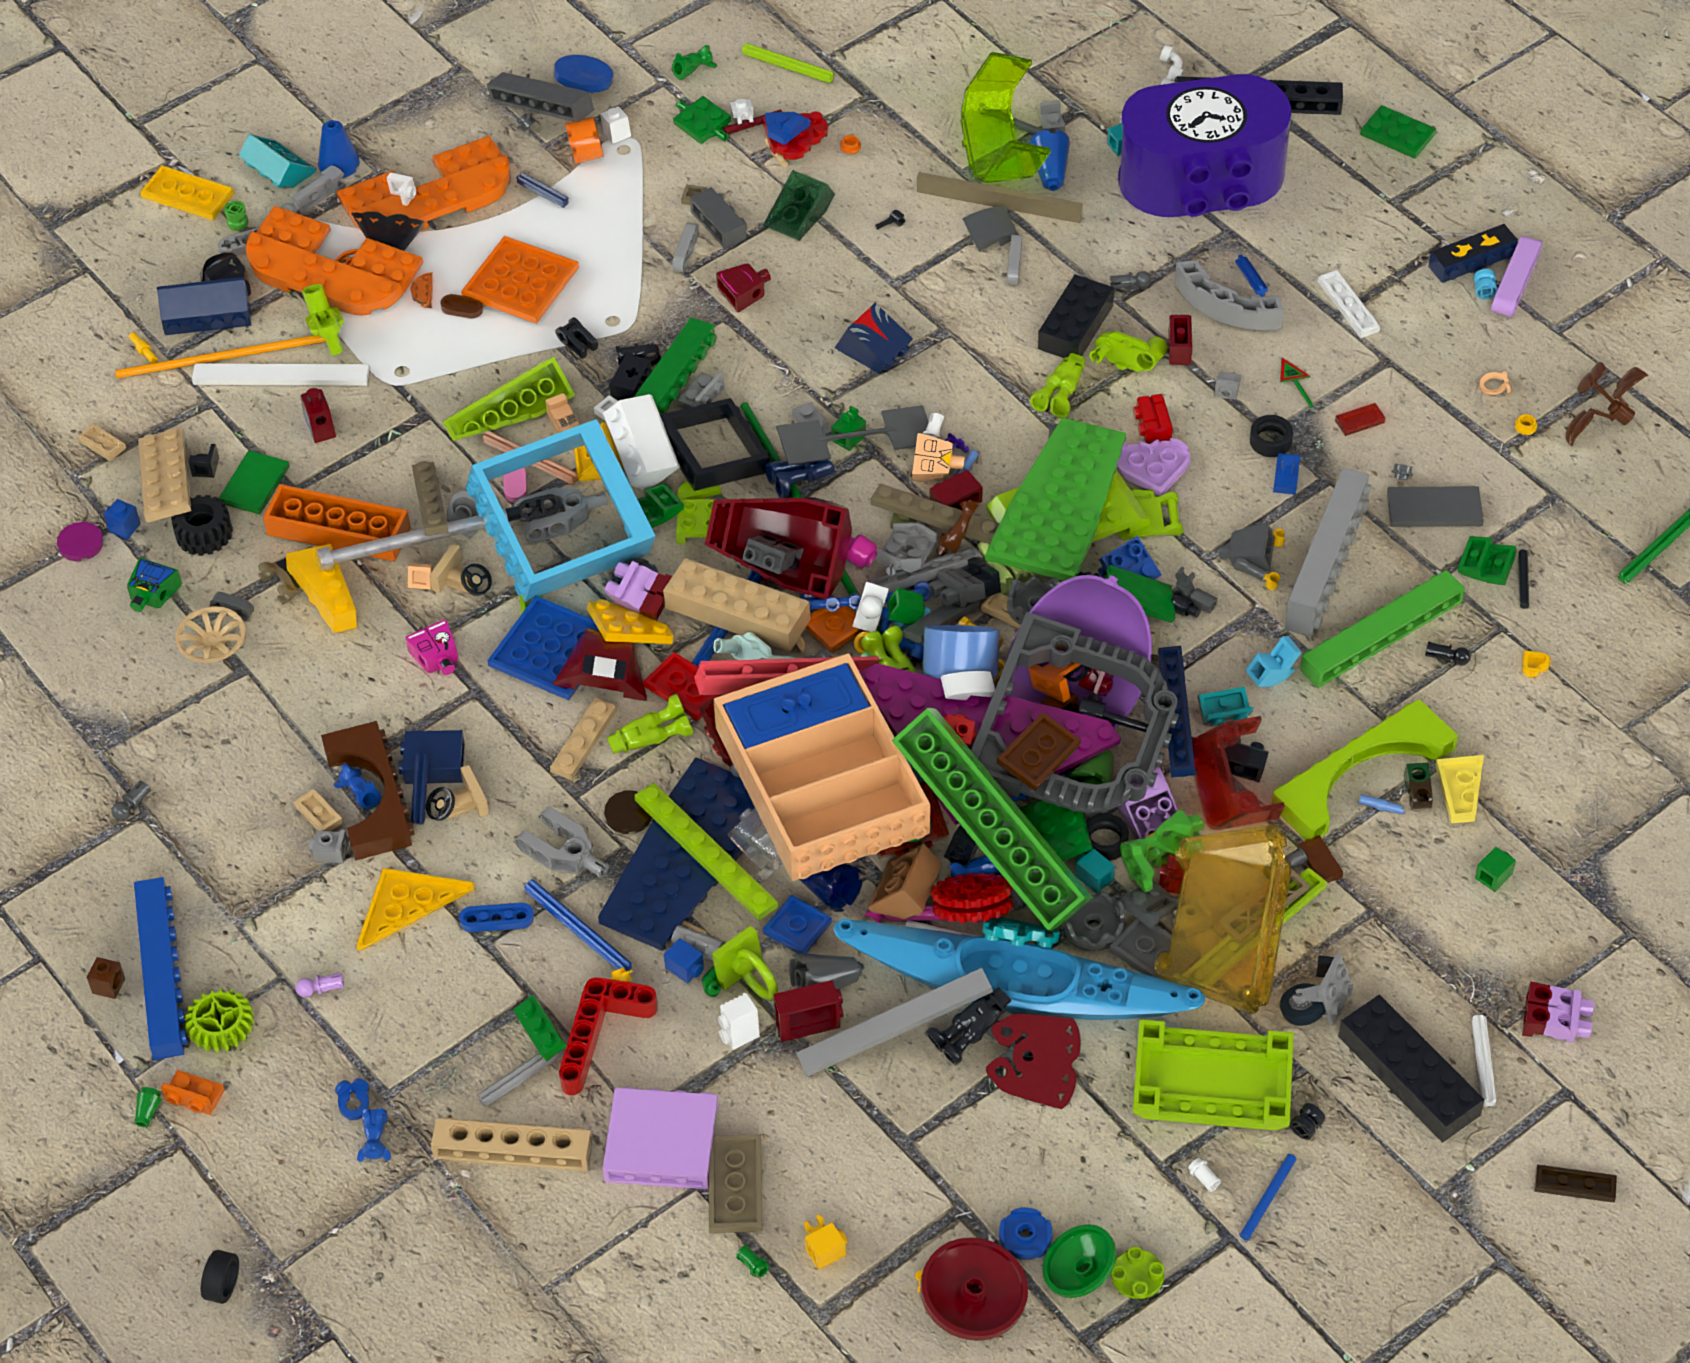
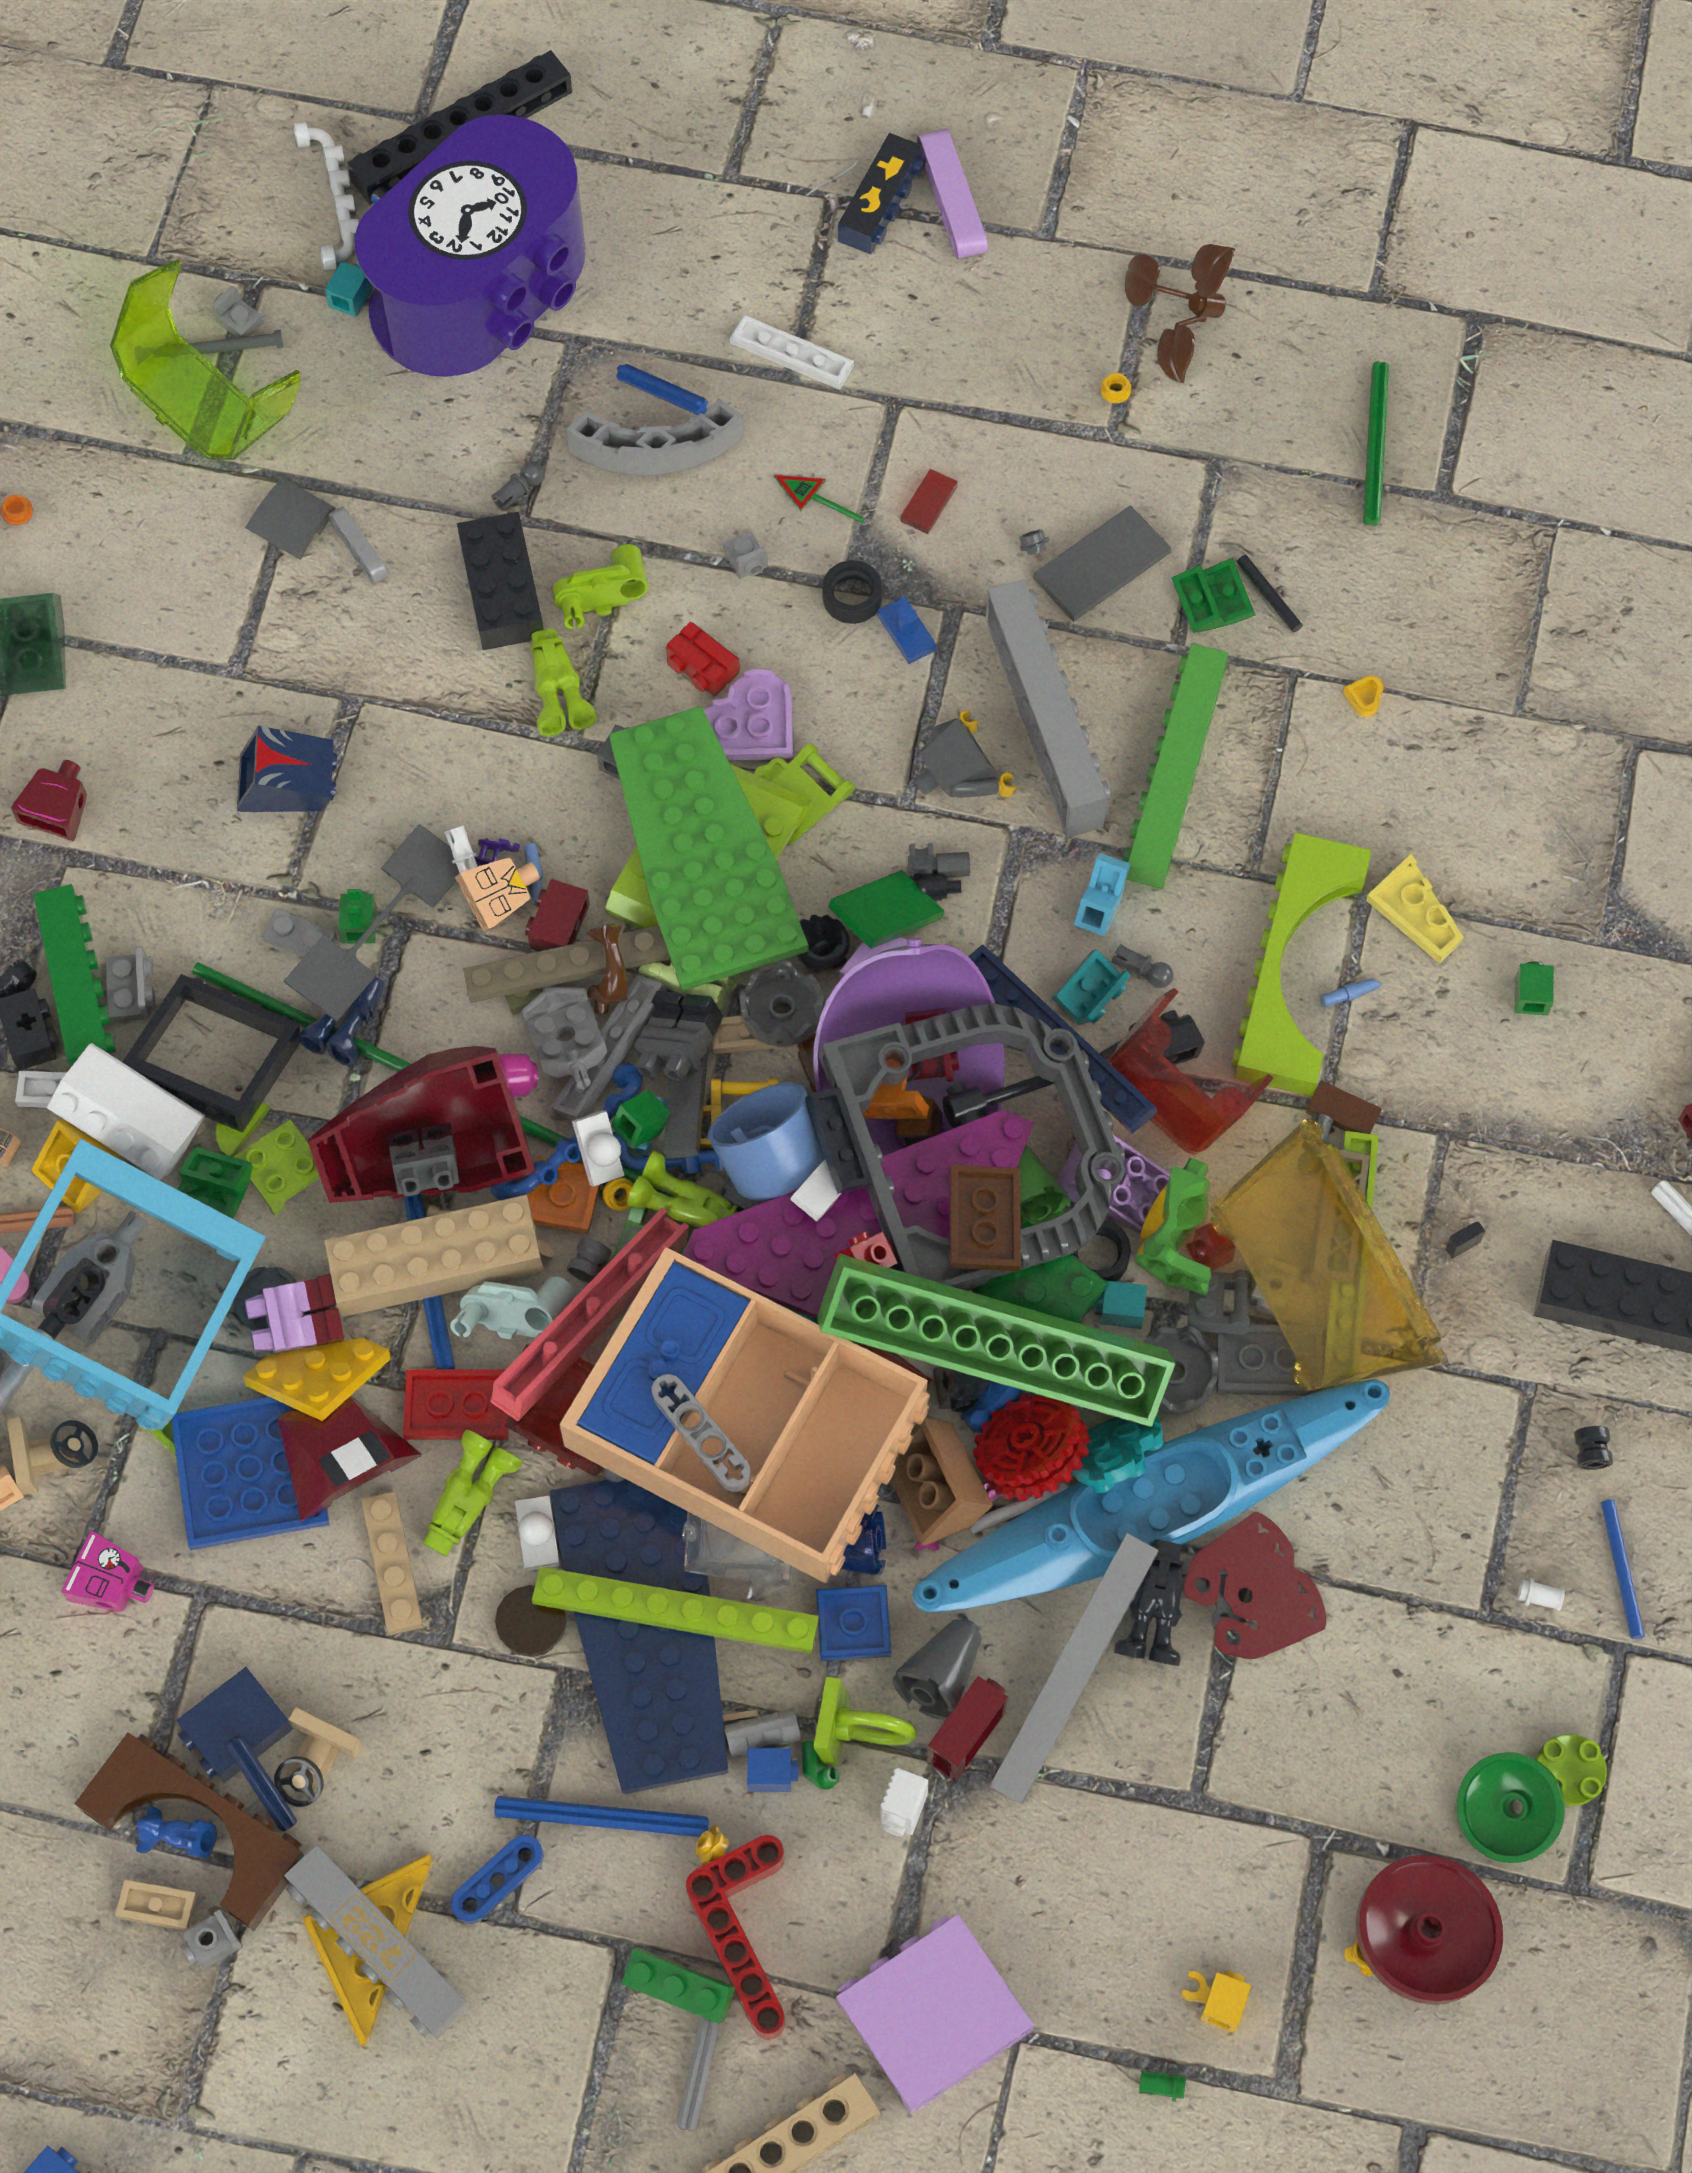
camera: 40 degrees left, 15 degrees up
(305, 987) = (349, 2147): lavender pin -> none
(406, 900) = (376, 1942): none -> light grey brick
(575, 853) = (513, 1743): light grey piece -> none
(670, 771) = (537, 1533): none -> white tile
(735, 1184) = (1064, 2004): dark tan plate -> none
(779, 747) = (697, 1435): none -> light grey beam
(896, 217) = (161, 577): black hand -> none
(992, 663) = (838, 1140): none -> black plate
(998, 196) = (266, 469): dark tan tile -> none
(1025, 1248) = (1415, 1835): blue plate -> none
(1054, 168) = (282, 358): blue cone -> none
(1130, 557) = (834, 872): blue plate -> none
(1180, 339) = (648, 531): dark red brick -> none
(1213, 1077) = (1457, 1467): lime slope -> none
(1272, 724) = (1158, 974): none -> dark grey pin
(1308, 1003) = (1480, 1304): light grey plate -> none
(1398, 131) = (659, 76): green plate -> none
(1418, 785) = (1375, 942): dark brown leg -> none
(1460, 656) = (1285, 742): black pin -> none
(1485, 284) = (930, 230): medium azure wheel -> none
(1501, 376) = (1054, 350): light nougat piece -> none

